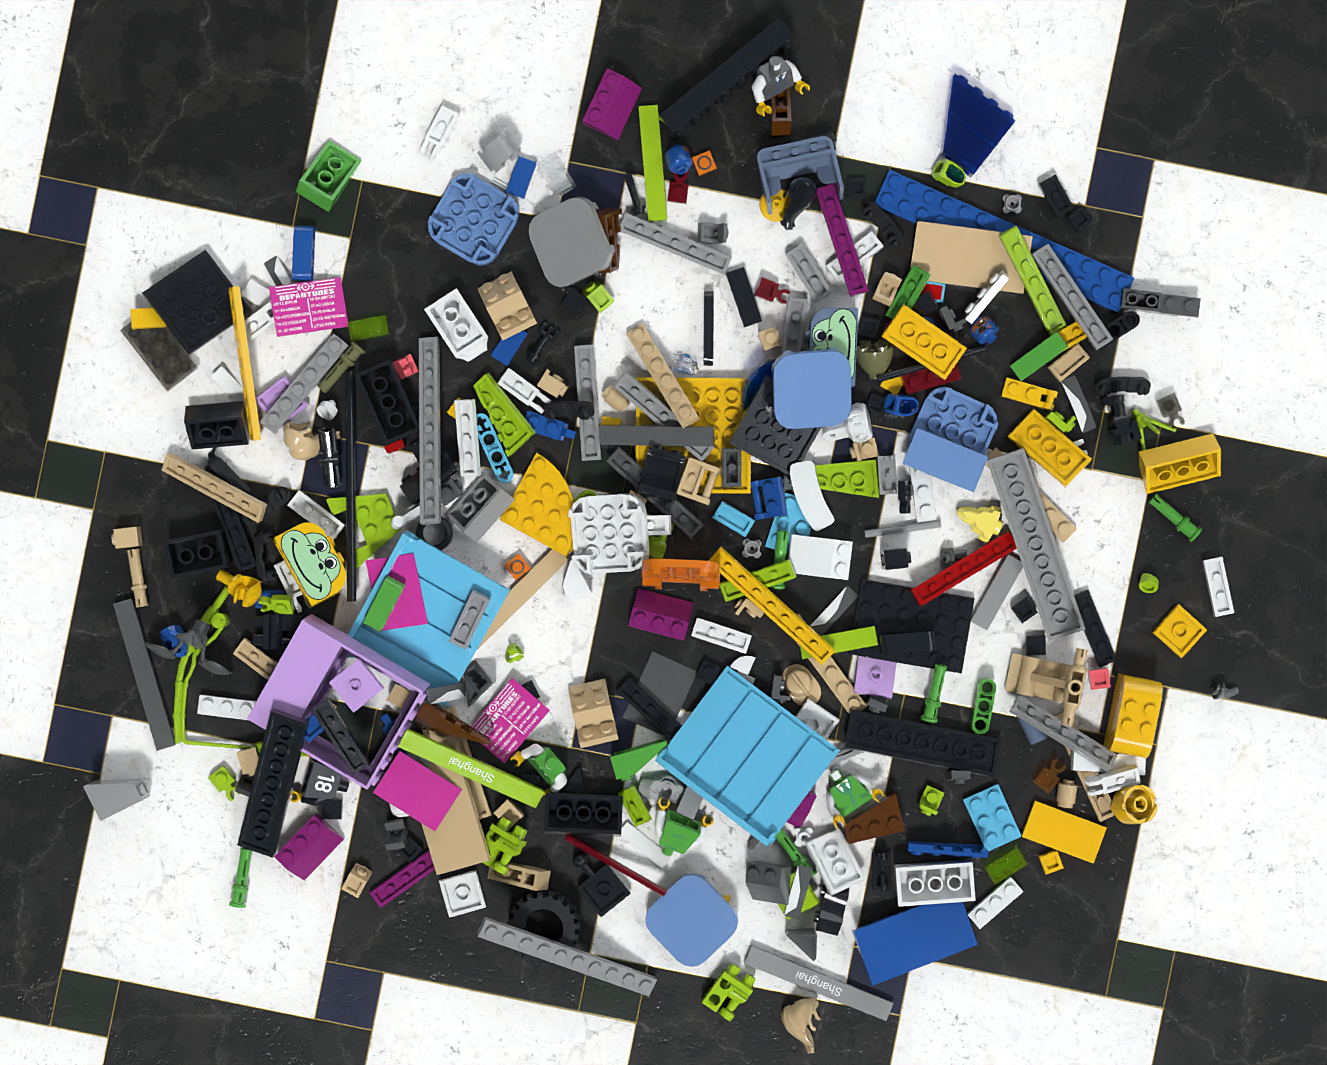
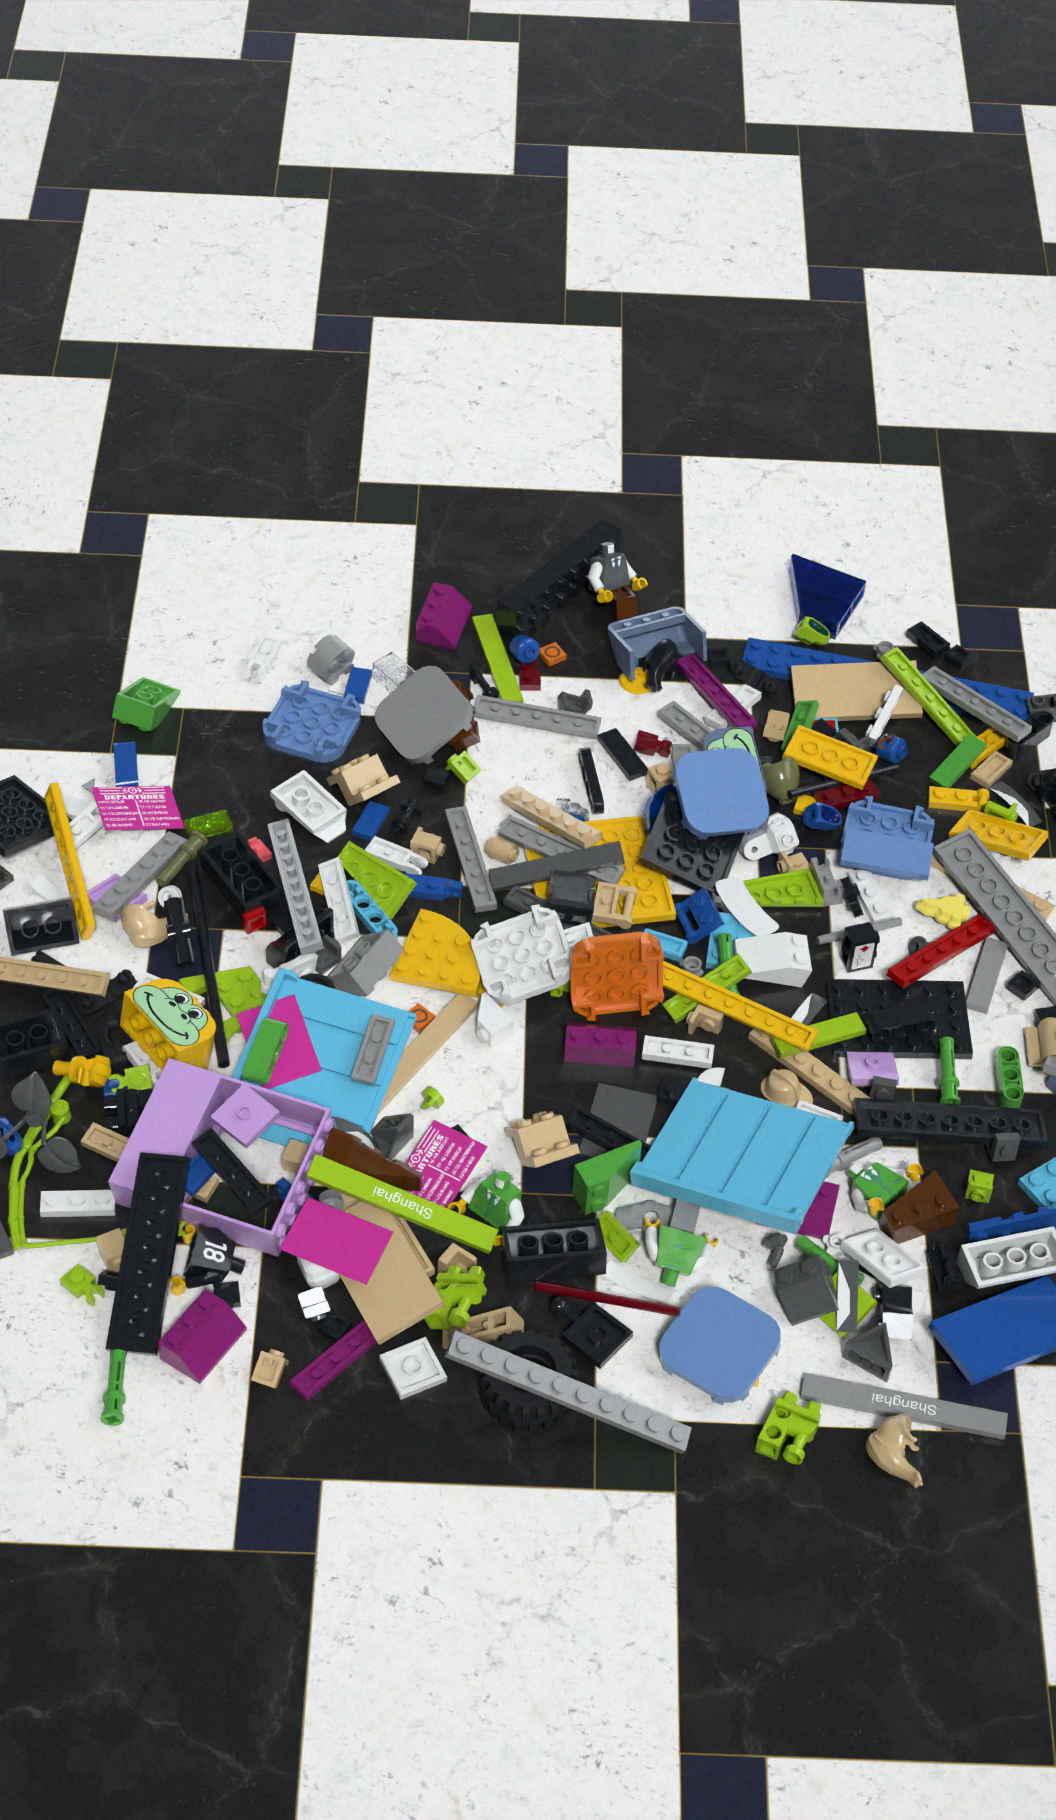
camera: 10 degrees left, 40 degrees down
(580, 409) = (452, 859): black piece -> none
(730, 467) = (648, 887): dark grey brick -> none
(776, 687) = (759, 1089): dark grey bracket -> none

